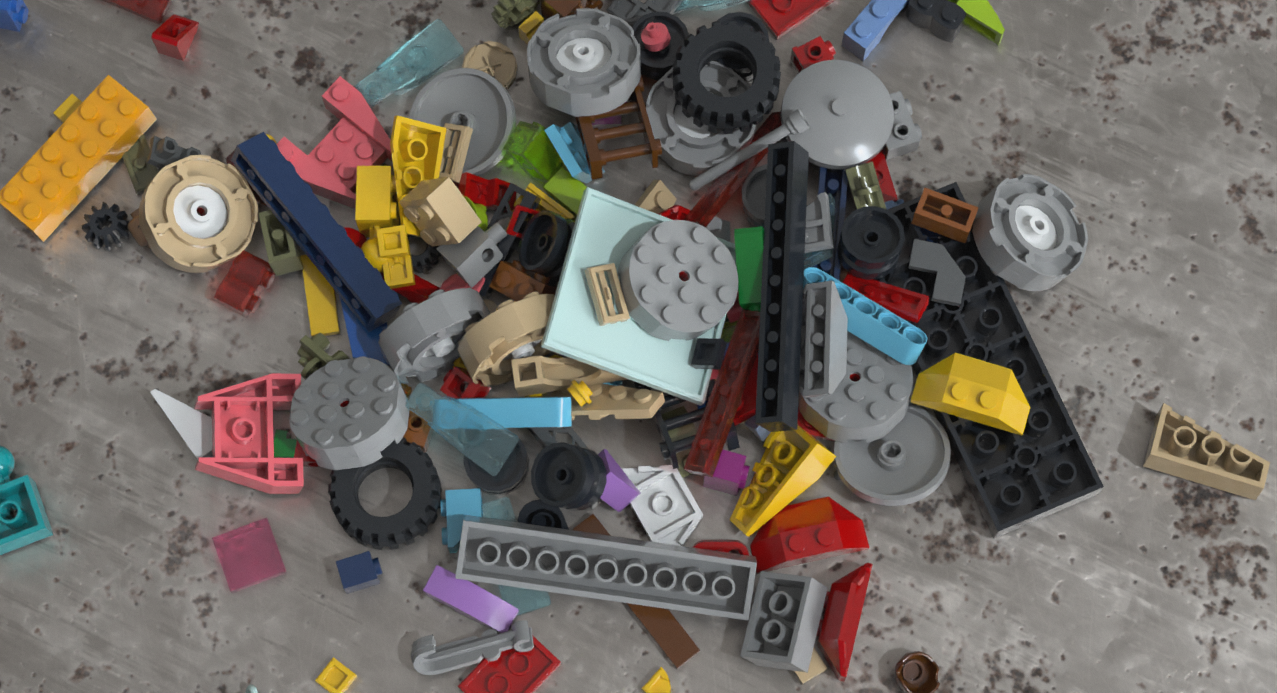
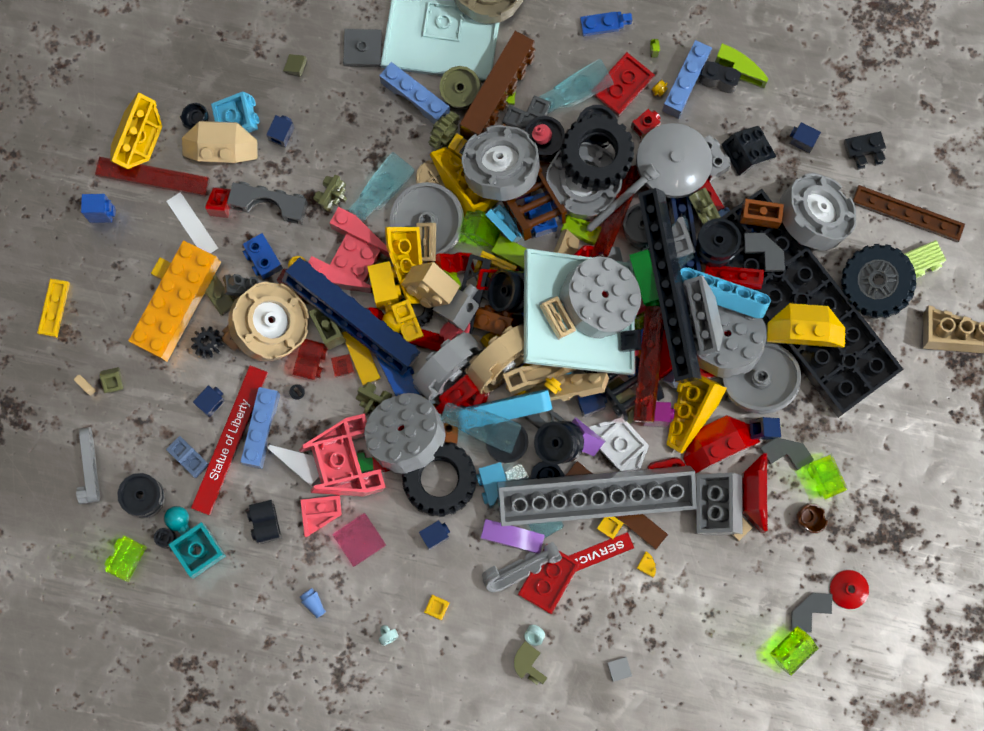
camera: 15 degrees left, 5 degrees up
(36, 381) = (187, 457): none -> sand blue slope
(87, 308) = (209, 400): none -> dark blue brick
(101, 372) = (229, 441): none -> red tile
(119, 497) = (264, 522): none -> black brick
(130, 57) = (191, 223): none -> white sticker
(137, 380) = (257, 436): none -> medium blue arch
(158, 629) = (312, 602): none -> medium blue cone
(202, 502) = (319, 512): none -> coral wing
(211, 328) = (294, 394): none -> black hinge
(214, 36) = (244, 197): none -> dark grey arch
(215, 123) = (262, 256): none -> blue brick
(288, 301) = (342, 365): none -> clear red tile
(338, 58) = (332, 194): none -> olive hips
(442, 373) = (457, 394): none -> red hinge
(512, 65) = (452, 174): none -> yellow wedge
(599, 653) = (603, 551): none -> red sticker
(617, 618) = (610, 526): none -> yellow plate
(630, 169) = (546, 227): none -> blue brick
(635, 435) = (592, 404): none -> dark blue brick
(678, 184) = (579, 229): none -> lime plate
(845, 12) = (660, 88): none -> yellow plate
(879, 528) = (765, 428): none -> dark blue brick
(917, 572) = (794, 450): none -> dark grey tile
(952, 123) = (748, 149): none -> black bracket
(954, 618) = (827, 476): none -> clear neon green brick
(1039, 125) = (804, 137): none -> dark blue brick
(1095, 326) = (875, 263): none -> black wheel
(1126, 156) = (864, 145): none -> black plate
(1167, 267) = (908, 213): none -> reddish brown tile
(1171, 337) = (926, 258): none -> yellowish green brick

